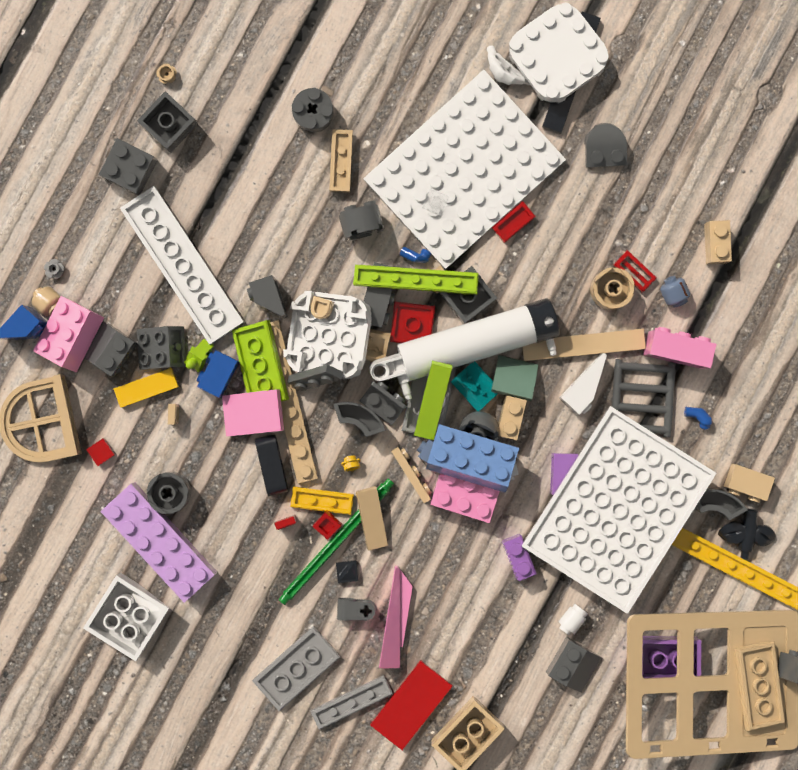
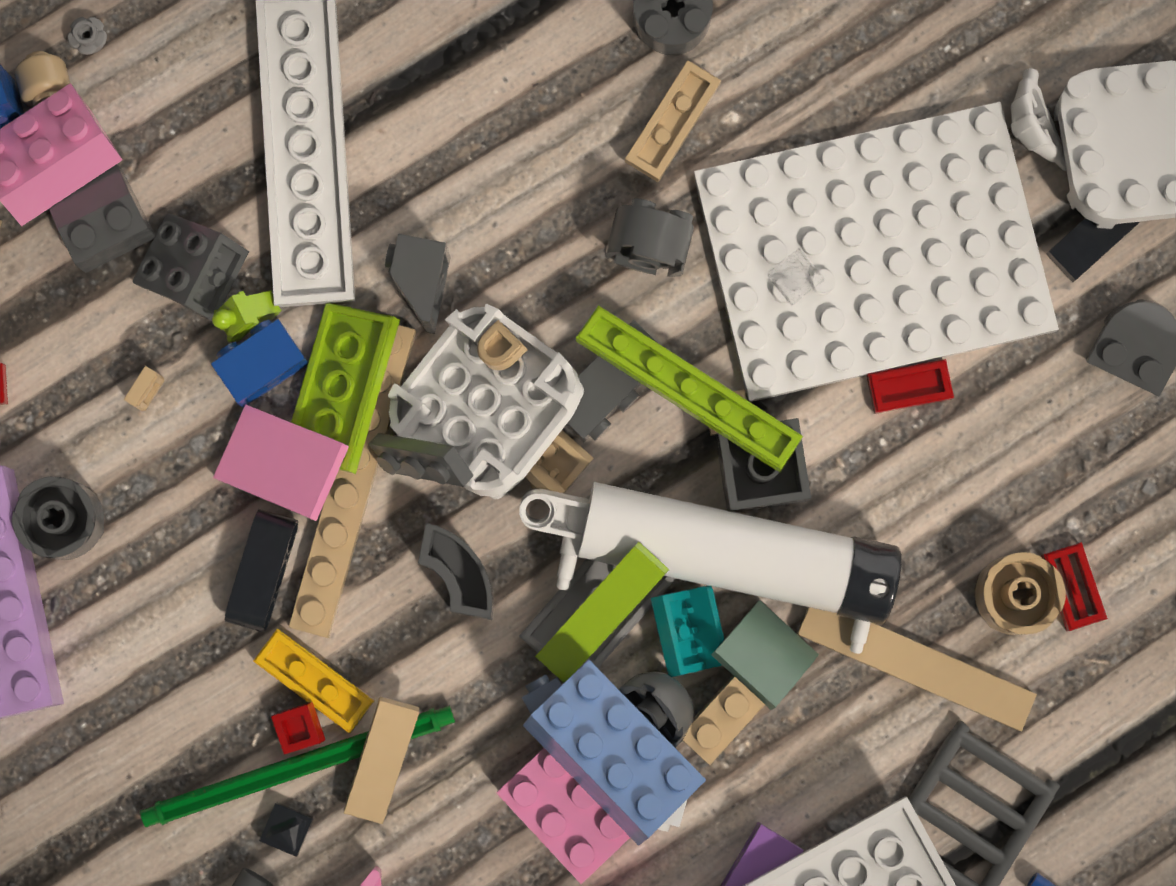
camera: 30 degrees right, 5 degrees down
(146, 387) = (125, 319): yellow tile -> none
(283, 523) = (229, 683): red tile -> none
(351, 463) = (399, 644): yellow plate -> none
(383, 403) = (514, 570): dark grey bracket -> none
(411, 321) = (640, 457): red tile -> none
(412, 474) = (494, 722): tan plate -> none
(413, 256) = (709, 353): blue arm -> none
(583, 389) = (875, 741): white slope -> none
(675, 291) = (1127, 660): sand blue head -> none
(680, 348) = (1083, 764): bright pink brick -> none

